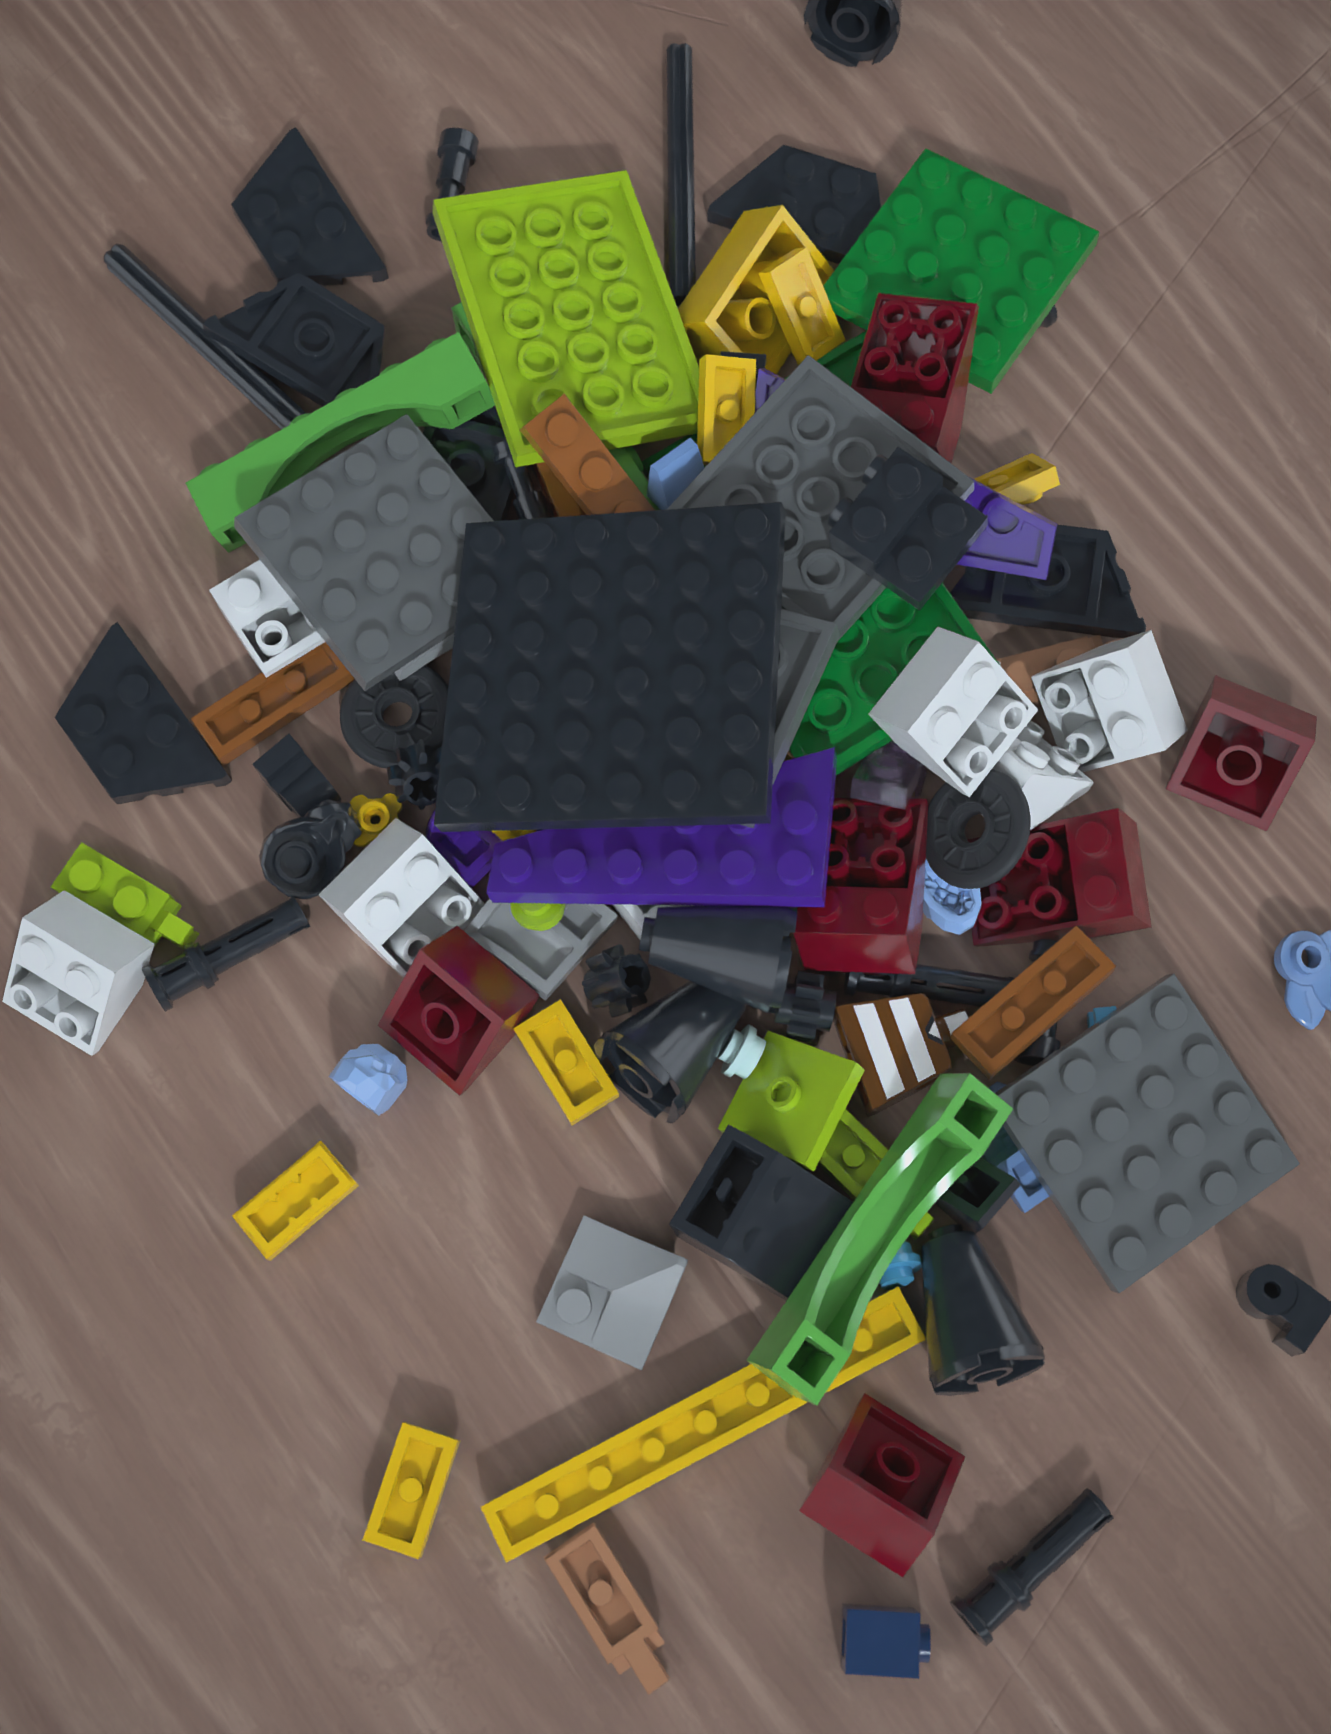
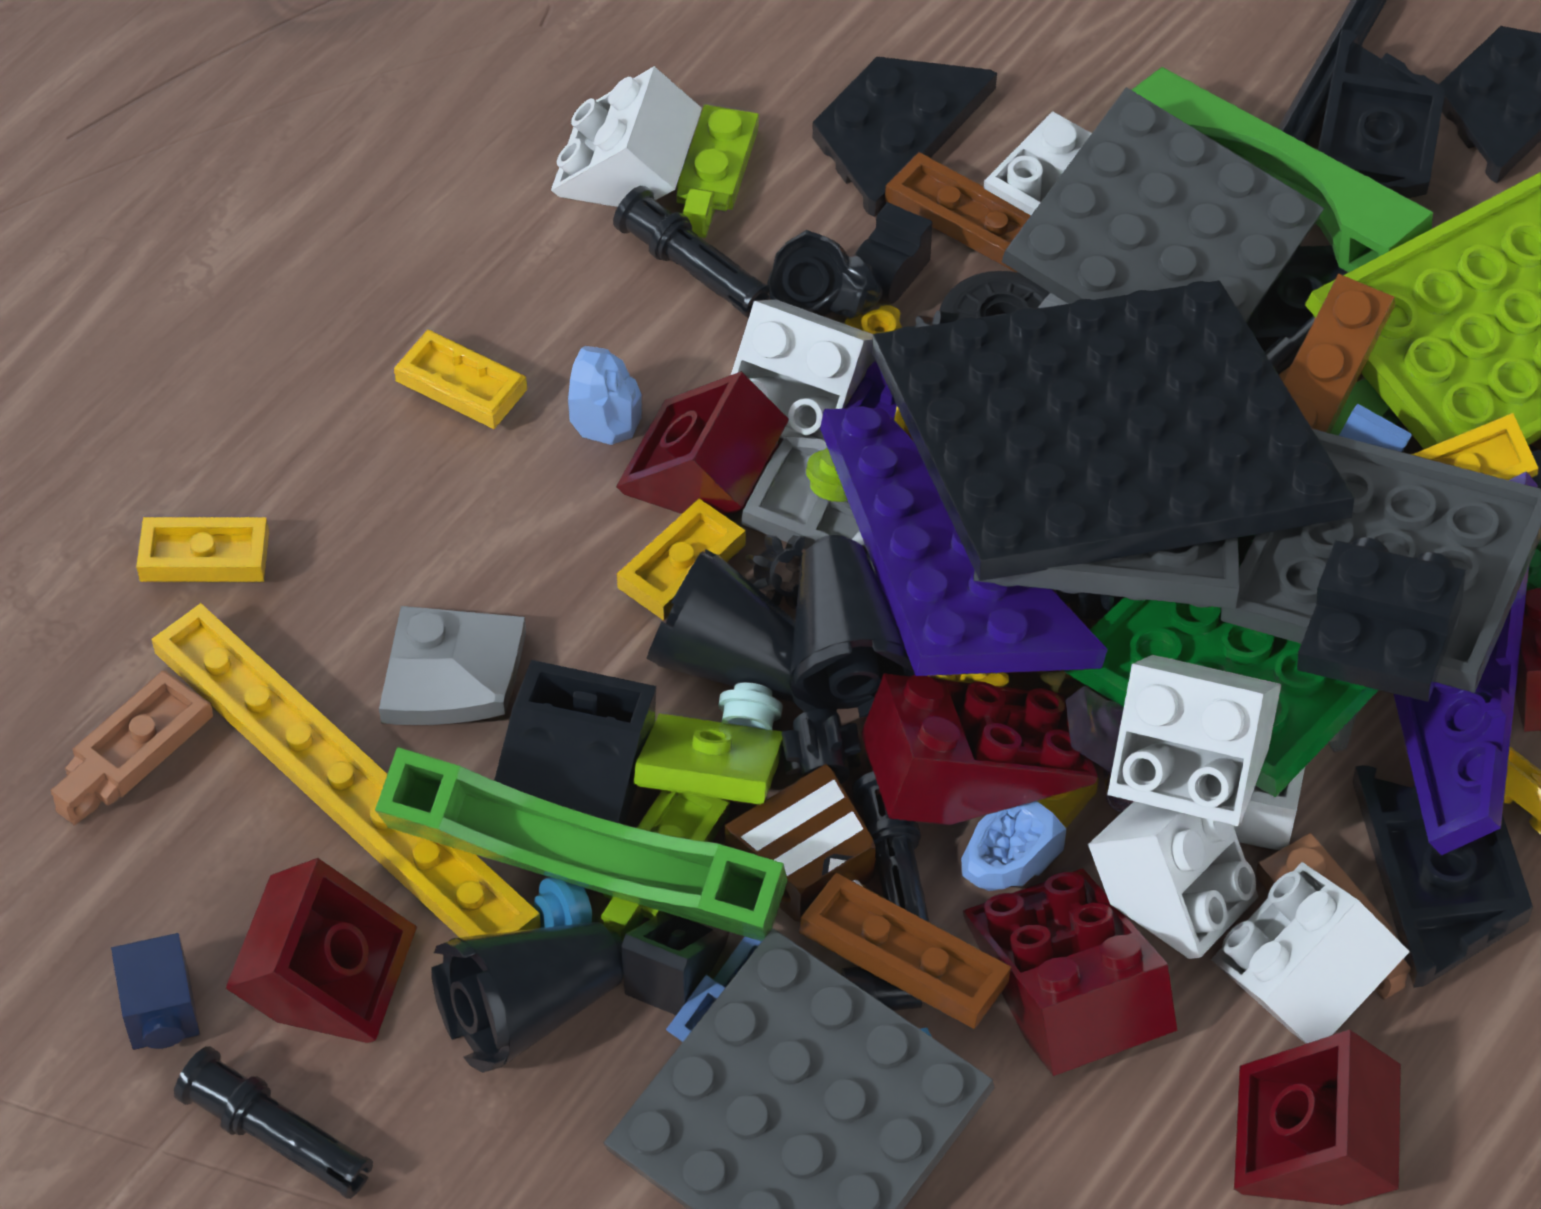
camera: 70 degrees right, 20 degrees down
(998, 848) = (1075, 822): black wheel -> none

